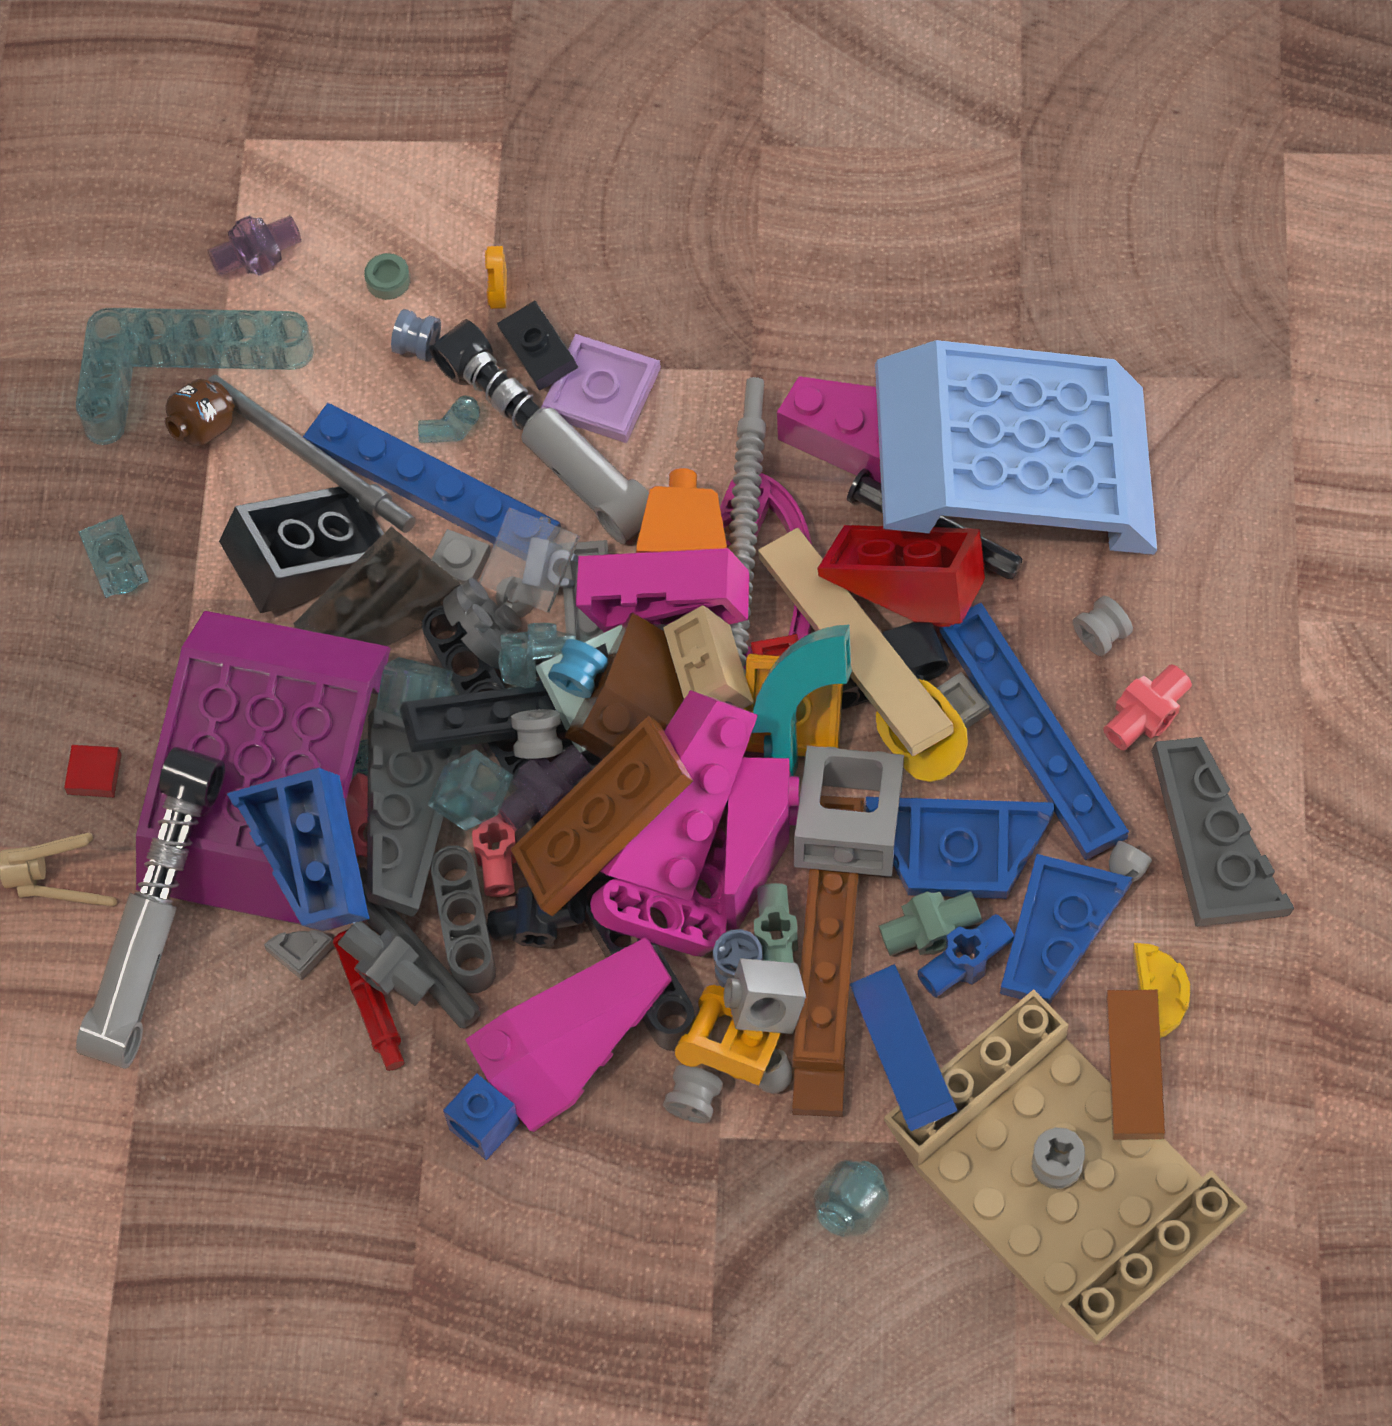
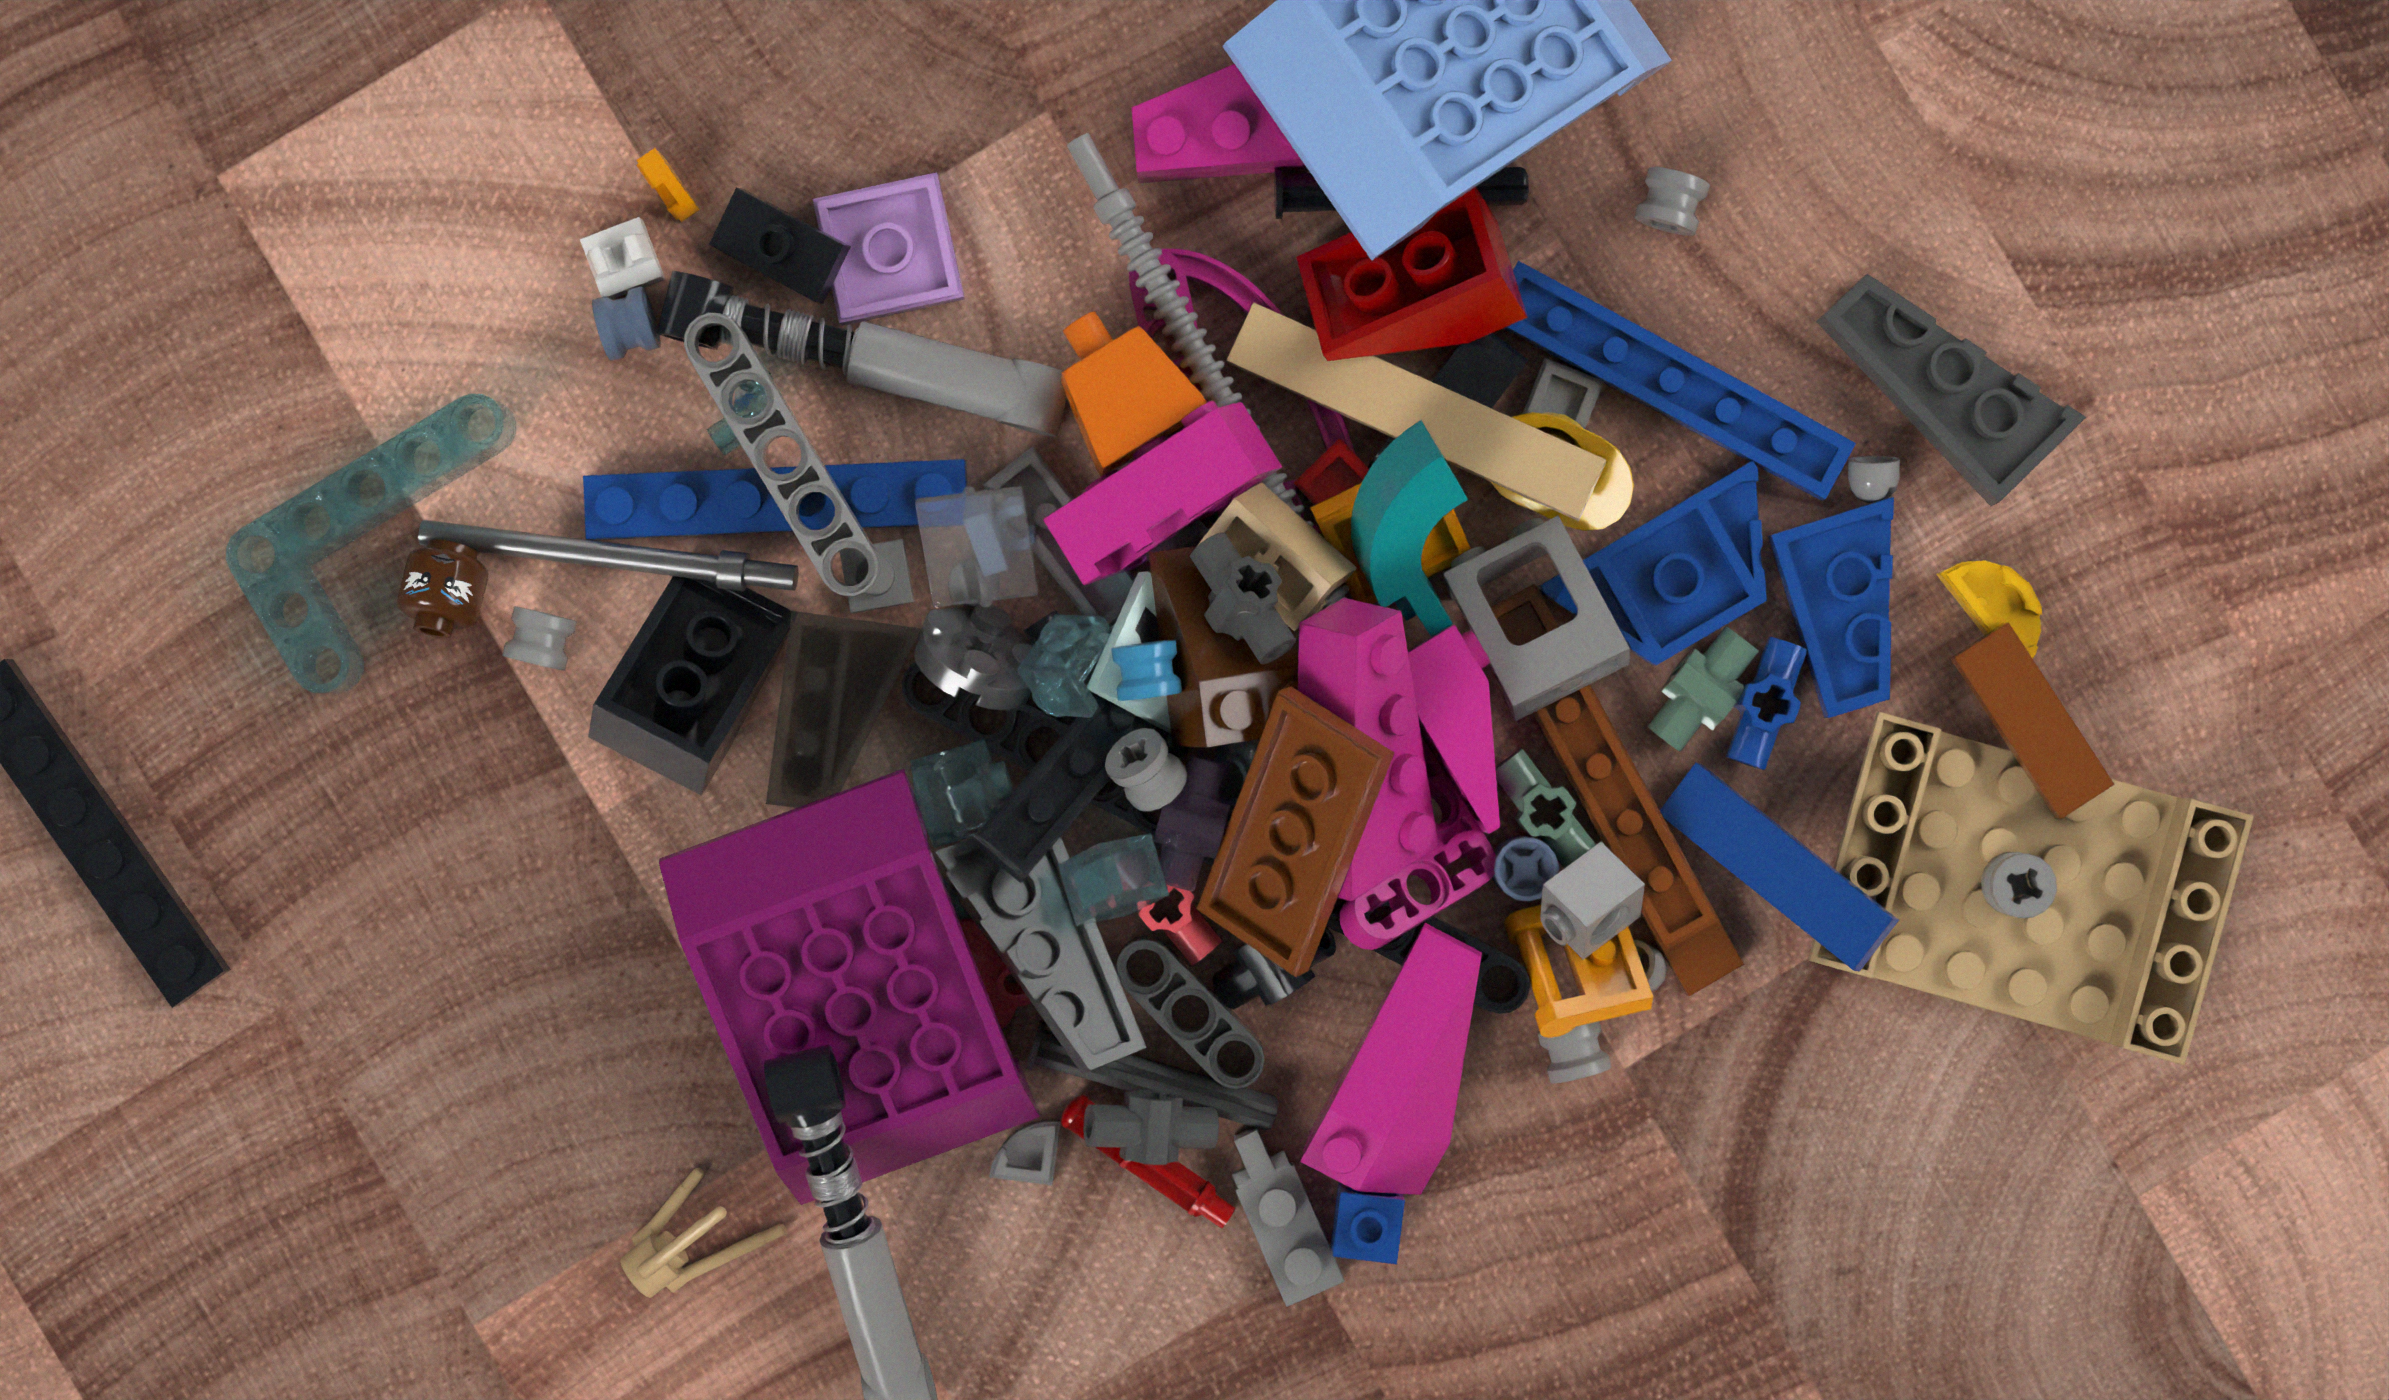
camera: 35 degrees left, 25 degrees up
(92, 771) = (646, 1097): red tile -> none
(108, 541) = (452, 832): clear light blue brick -> none
(233, 472) = (539, 638): none -> light grey wheel
(254, 245) = (343, 323): clear purple axle -> none
(309, 845) = (996, 1081): blue wedge -> none
(387, 276) = (530, 259): sand green tile -> none
(428, 1089) = (1284, 1221): none -> light grey hinge
(442, 301) = (622, 258): none -> white tile
(451, 462) = (755, 436): none -> light grey beam
(666, 660) = (1243, 598): none -> dark grey axle
(851, 1198) = (1817, 1057): clear light blue head -> none
(1147, 707) = (1782, 271): coral axle -> none

